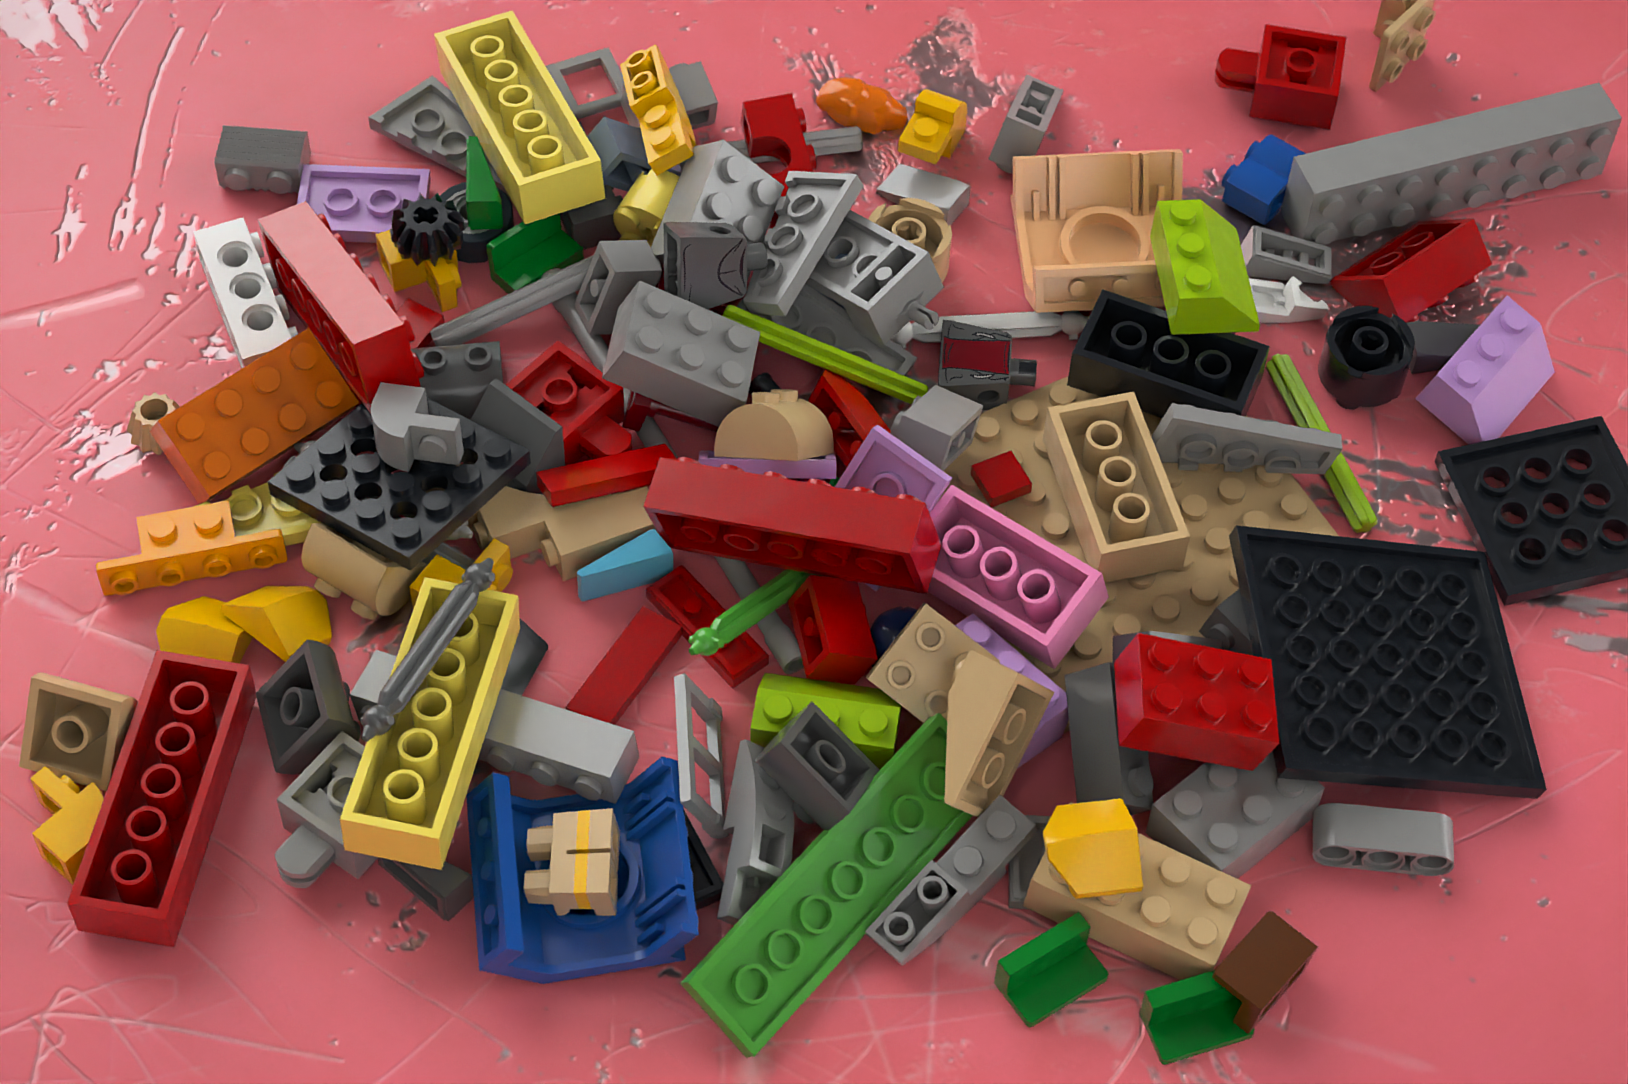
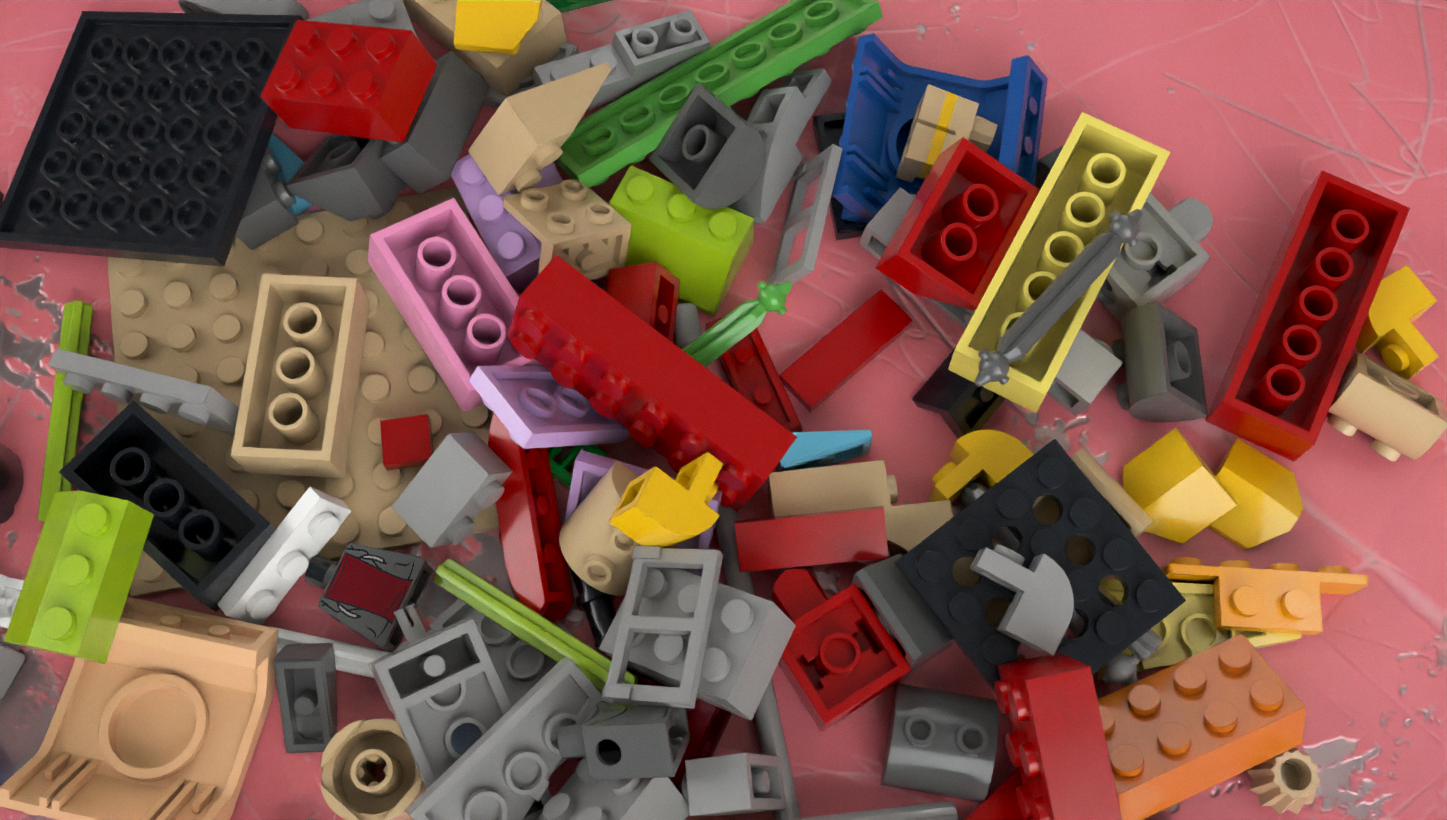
camera: 160 degrees left, 15 degrees up
(542, 722) = (958, 227): none -> red slope
(679, 326) = (697, 627): none -> light grey window
(729, 405) = (668, 510): none -> yellow brick
(993, 291) = (307, 695): none -> dark grey slope
(1054, 363) = (284, 557): none -> white plate

